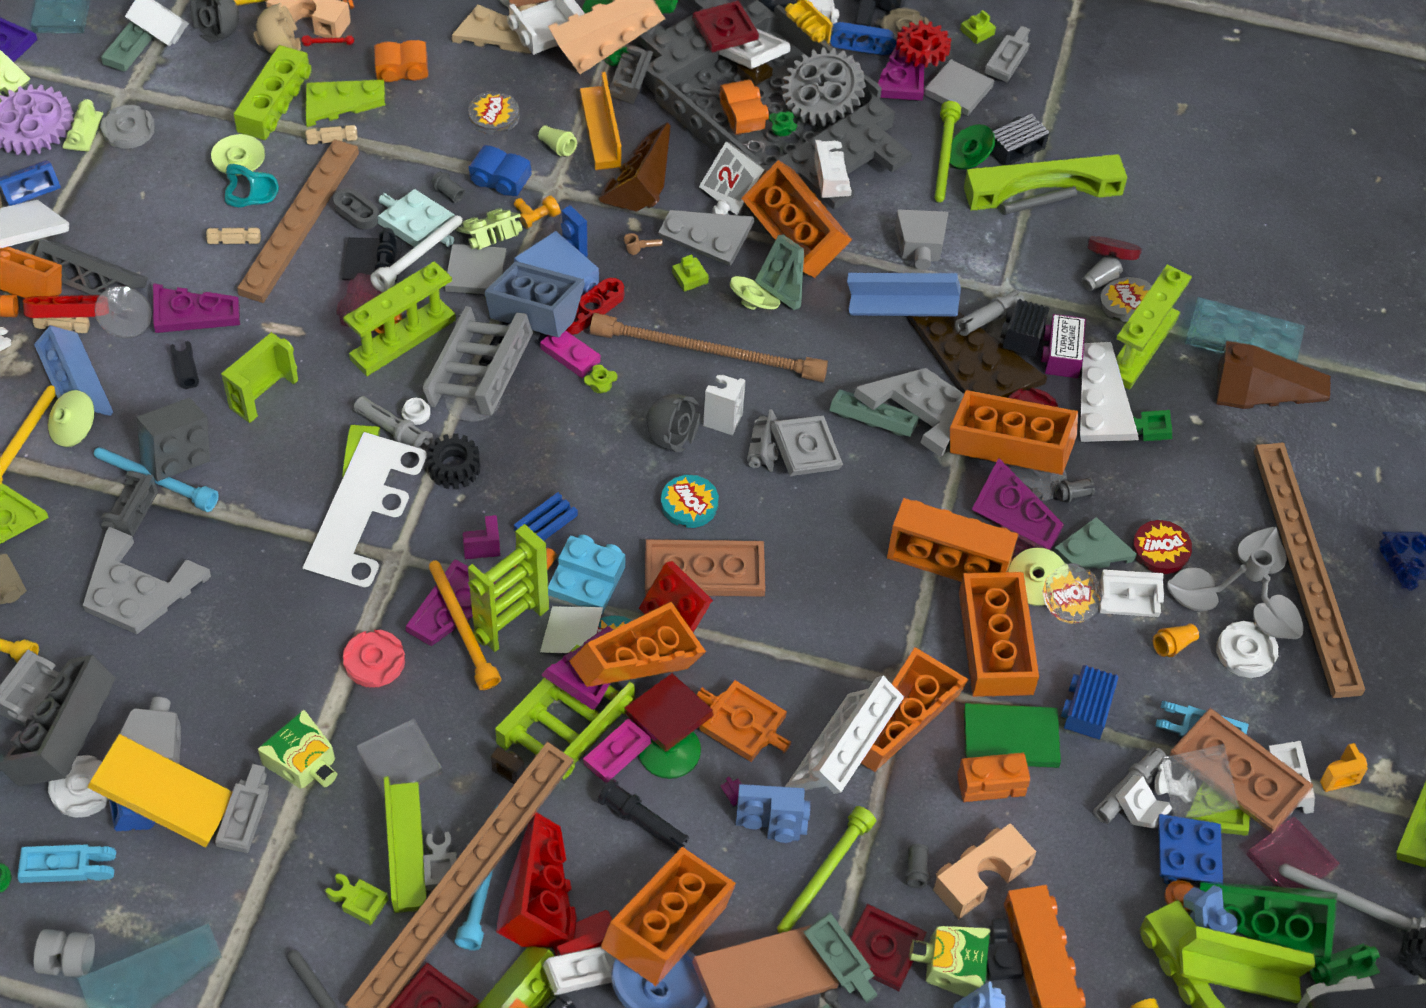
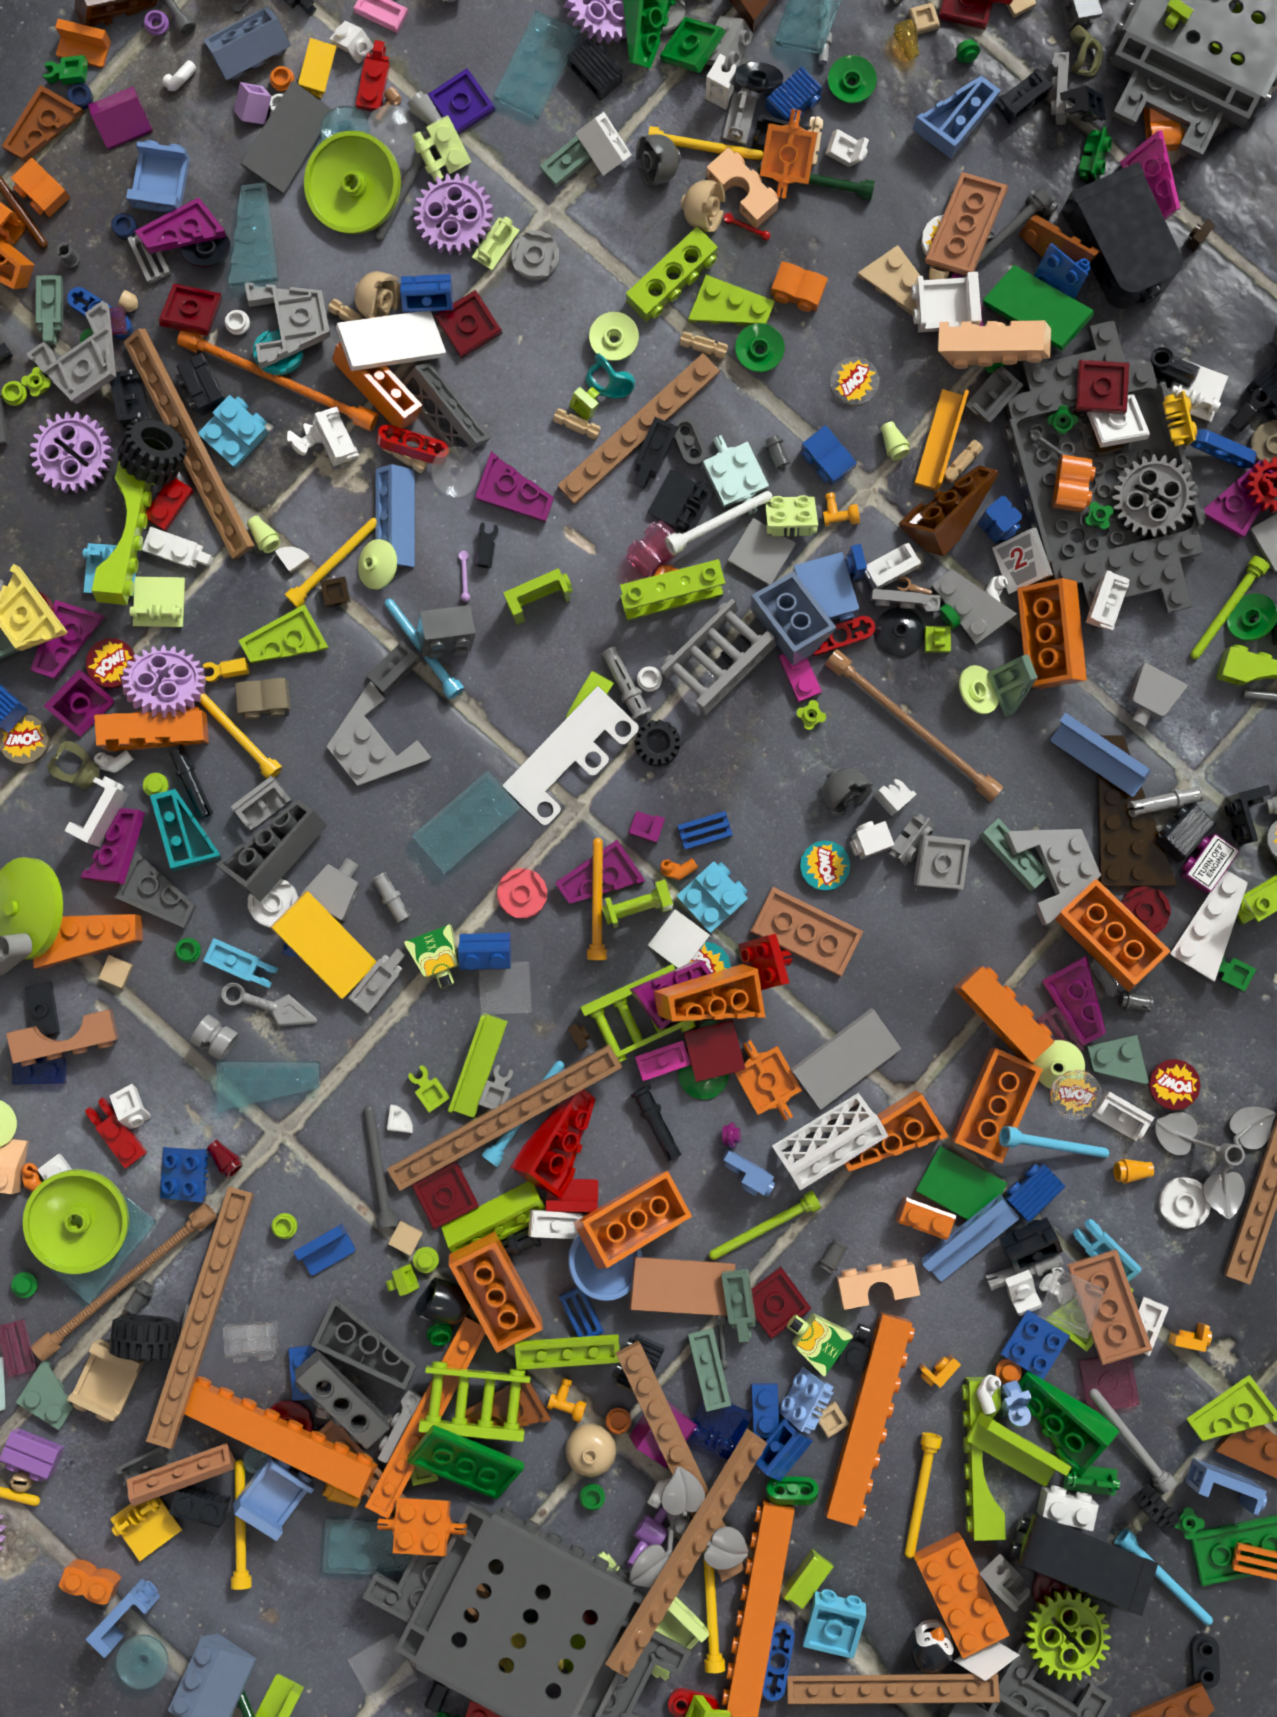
camera: 30 degrees right, 30 degrees up
(33, 462) = (335, 592): none -> dark brown plate
(83, 199) = (468, 324): none -> dark red tile
(141, 895) = (285, 1010): none -> light grey piece
(164, 385) = (463, 556): none -> lavender hinge
(222, 720) = (391, 897): none -> light grey pin
(232, 213) = (584, 402): none -> lime tile
(277, 614) = (466, 822): none -> clear light blue plate
(324, 225) = (654, 450): none -> black hinge
(337, 952) = (399, 1120): none -> white tile
(358, 723) = (484, 951): none -> blue brick
(387, 115) = (761, 336): none -> green dish
(611, 234) = (892, 566): none -> white hinge
(631, 133) = (963, 461): none -> tan axle
(637, 251) = (907, 600): none -> light grey hinge
(649, 284) = (893, 642): none -> black dish
(690, 245) = (949, 616): none -> green tile
(692, 153) = (1000, 520): none -> blue brick
(711, 63) = (1063, 412): none -> green plate
(724, 449) = (871, 839): none -> white brick
(815, 663) = (846, 1058): none -> light grey tile
(1032, 642) = (1012, 1137): none -> medium azure piece
(1053, 777) = (970, 1238): none -> medium blue panel
(1066, 289) = (1238, 810): none -> black bracket
(1108, 933) = (944, 1370): none -> light orange bracket
(1120, 750) = (1031, 1244): none -> black brick
(1170, 912) = (986, 1390): none -> white arm

